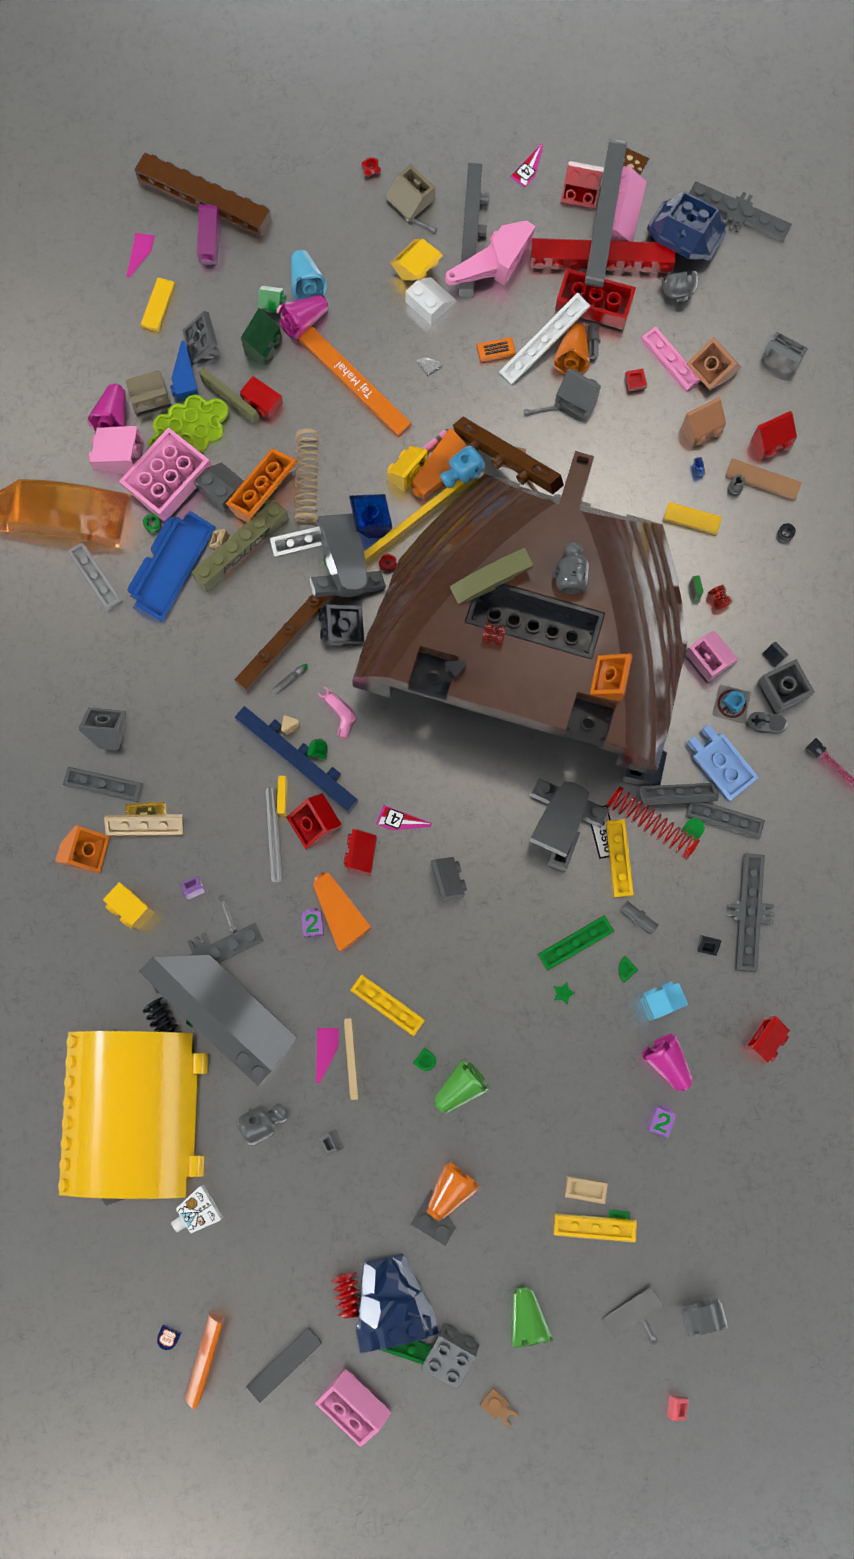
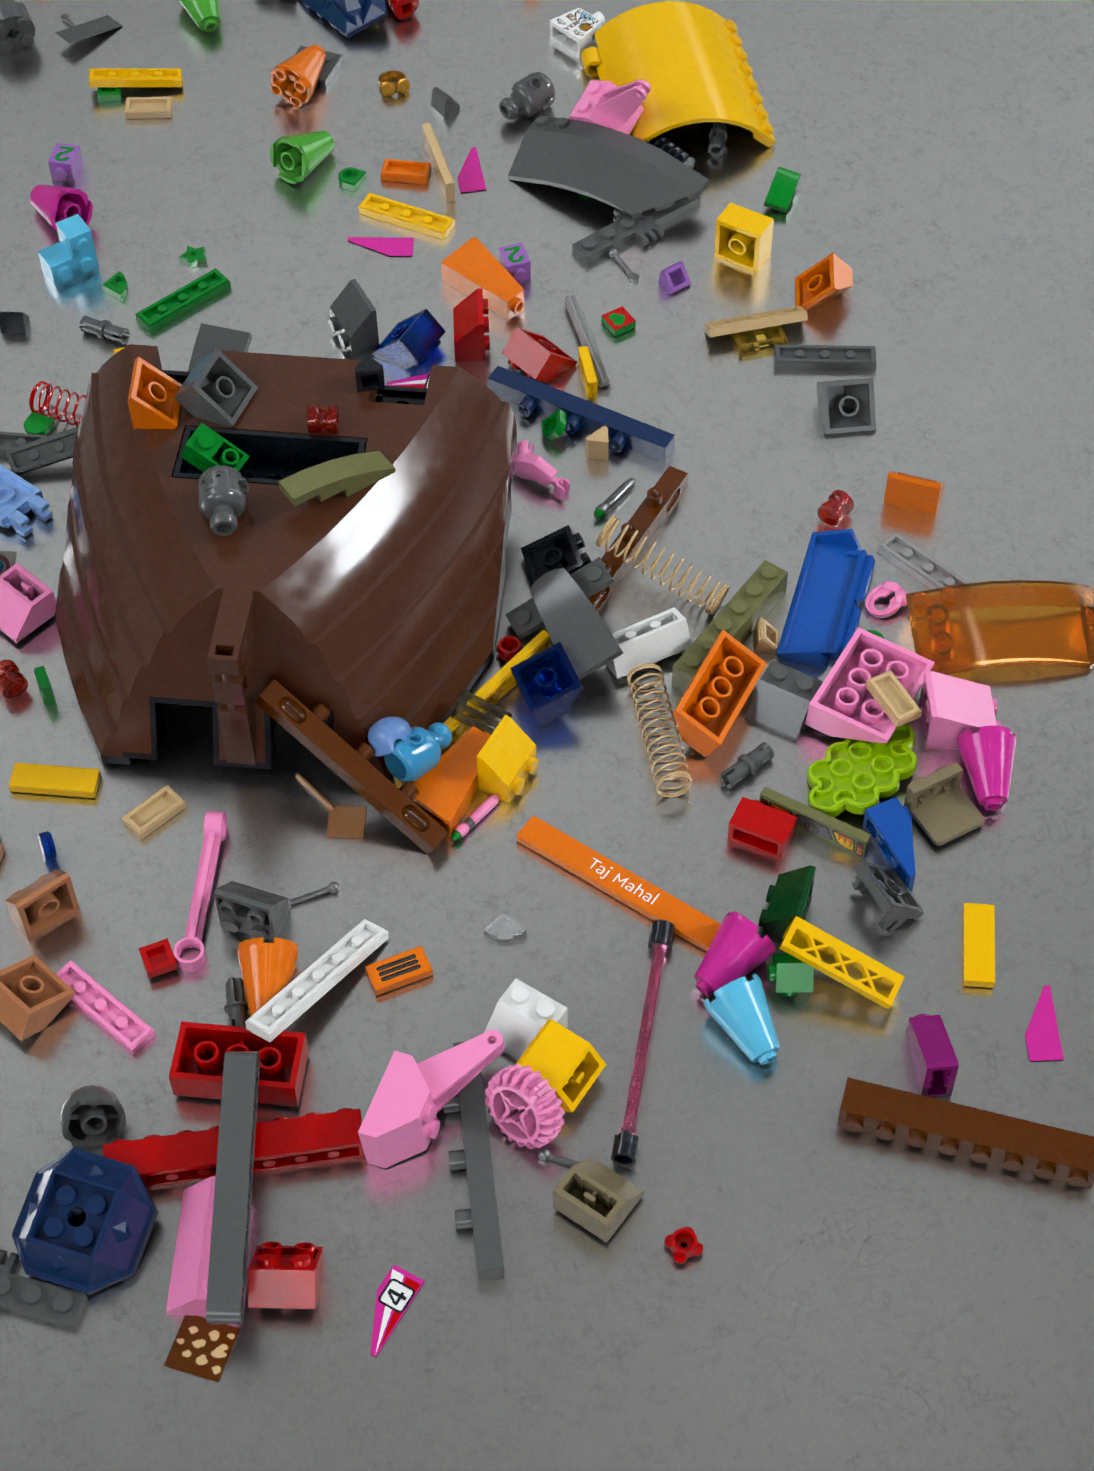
camera: 170 degrees right, 25 degrees down
(79, 643) = (913, 492): none -> orange slope
(79, 968) = (782, 189): none -> green slope
(125, 563) = (883, 591): none -> bright pink piece
(140, 634) = (835, 508): none -> clear red wheel
(155, 453) = (893, 698): none -> tan tile
(203, 1066) = (611, 105): none -> bright pink slope
(238, 293) = (845, 959): none -> yellow fence
(246, 851) = (618, 321): none -> tile
(258, 446) = (746, 765): none -> dark grey pin
(268, 587) = (605, 536): none -> tan piece
(340, 337) = (626, 1142): none -> clear pink hose
(364, 1171) = (389, 88): none -> pearl gold piece
(379, 1060) = (406, 171): none -> orange tile
(405, 975) = (387, 245): none -> dark pink sticker
(408, 856) = (411, 341): none -> clear blue slope
(416, 502) = (485, 705): none -> clear smoke tile
(441, 239) = (524, 1106): none -> bright pink gear
(479, 470) = (385, 732): none -> medium blue hair
(568, 675) = (216, 390): none -> dark grey slope
(574, 618) = (210, 449): none -> green slope
(606, 417) = (214, 832): none -> bright pink piece
(631, 483) = (154, 812): none -> tan tile

